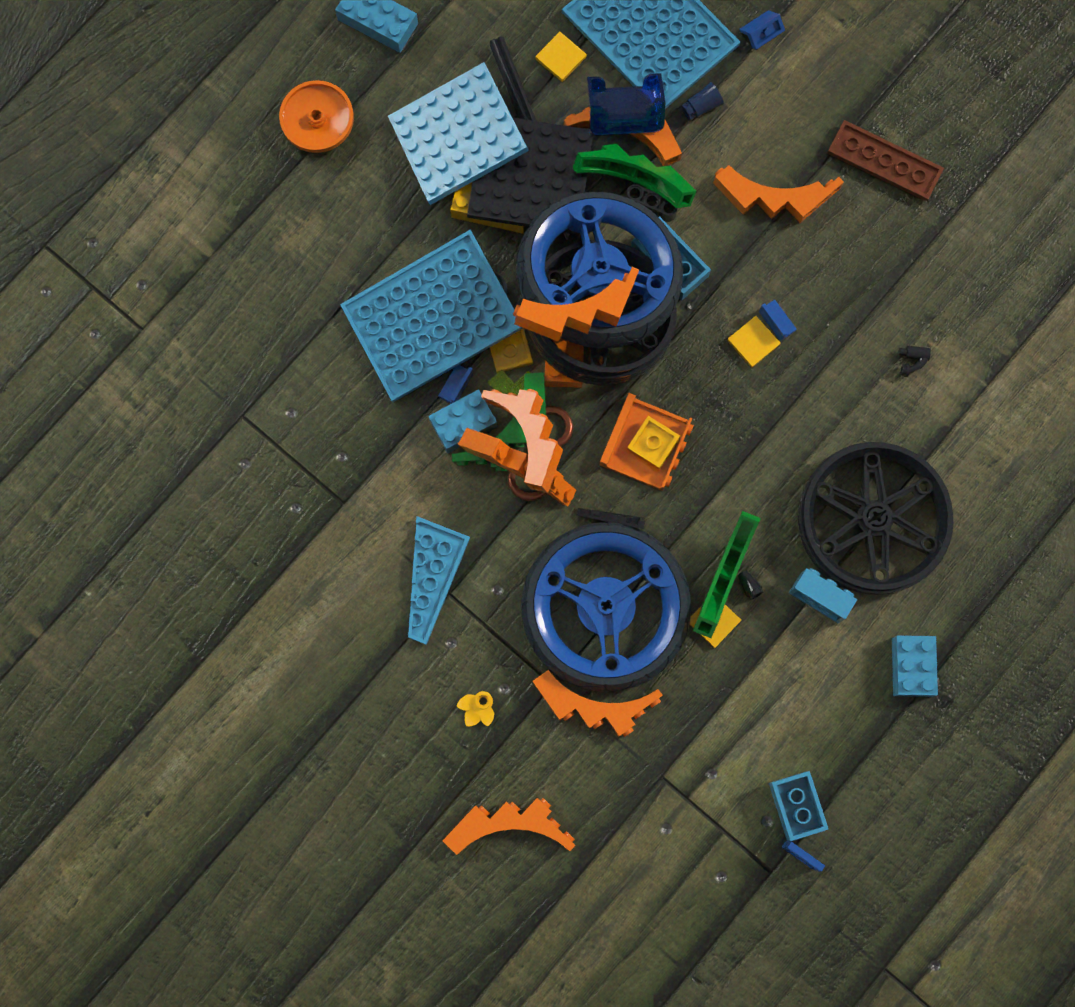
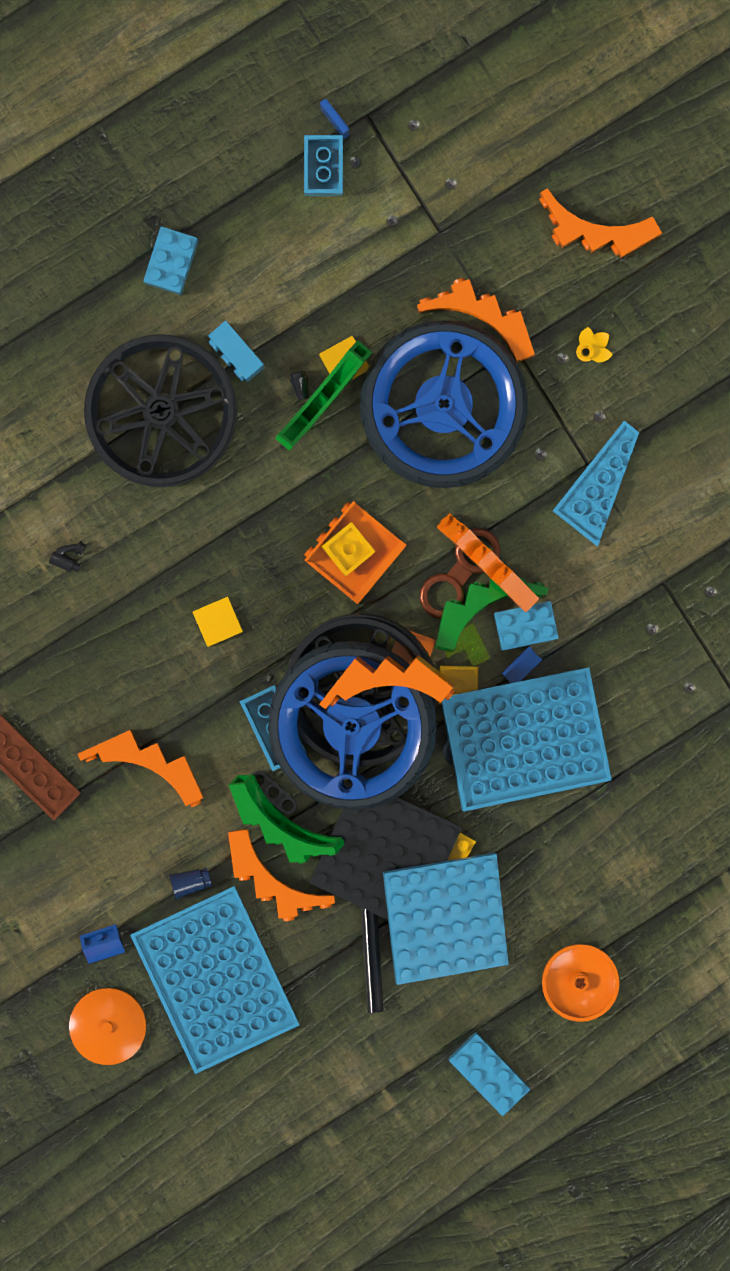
camera: 160 degrees left, 10 degrees up
(542, 451) = (463, 560): arch -> none
(560, 56) = (315, 976): yellow tile -> none
(626, 108) = (269, 895): clear blue windscreen -> none
(628, 520) = (399, 481): black wing -> none
(777, 320) = (187, 636): blue panel -> none

